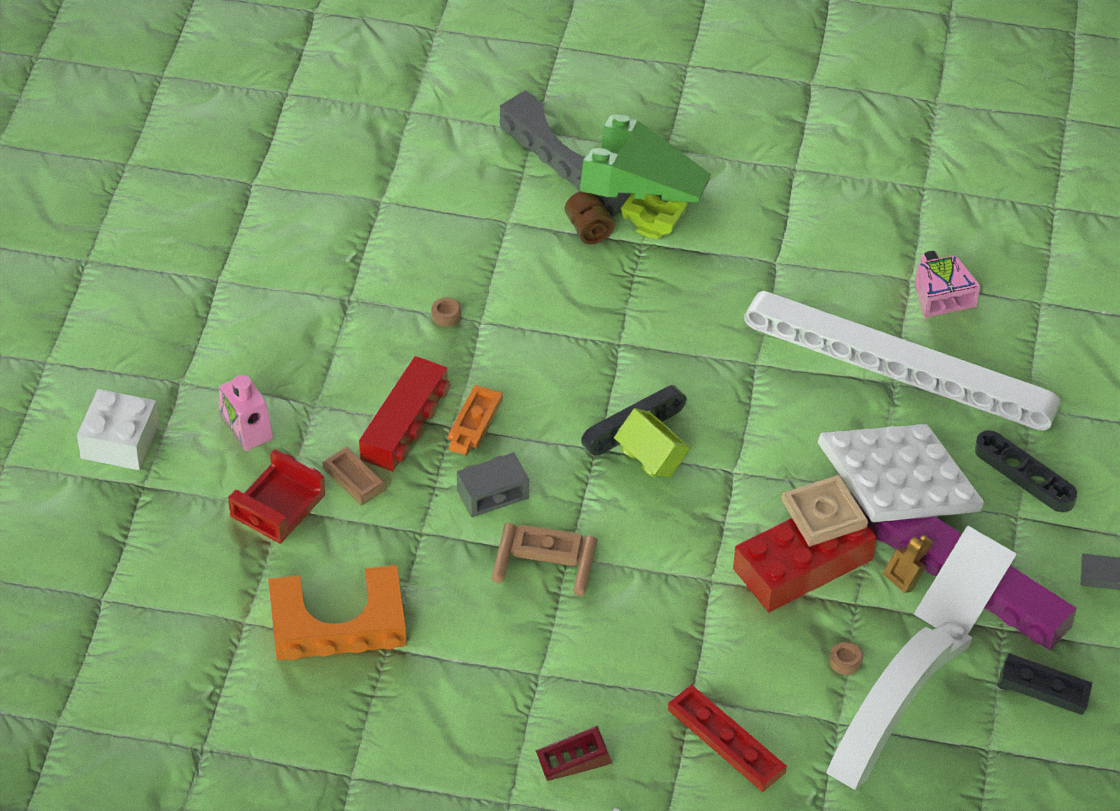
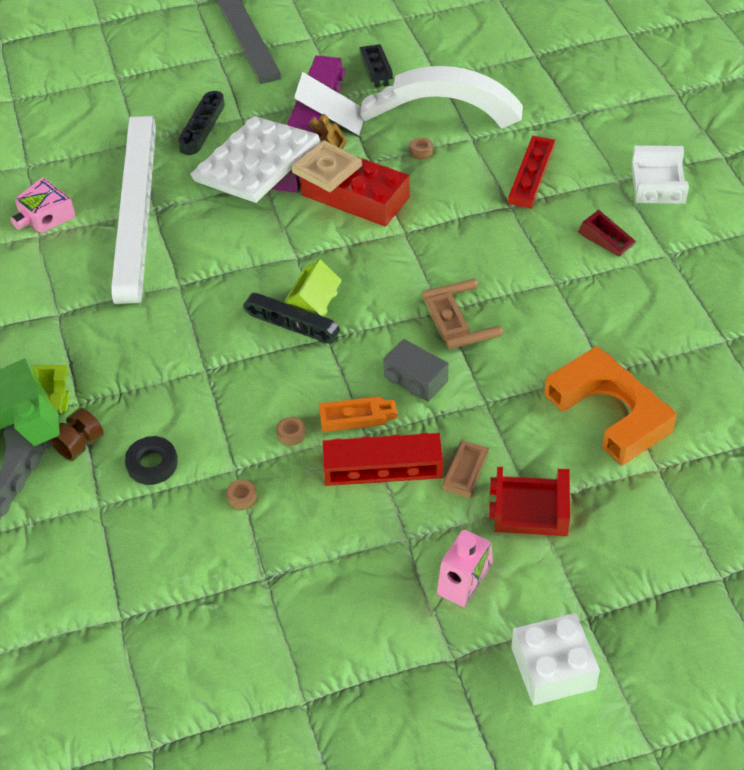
camera: 115 degrees left, 0 degrees up
(493, 371) = (291, 431): none -> medium nougat tile
(529, 278) = (155, 474): none -> black tyre

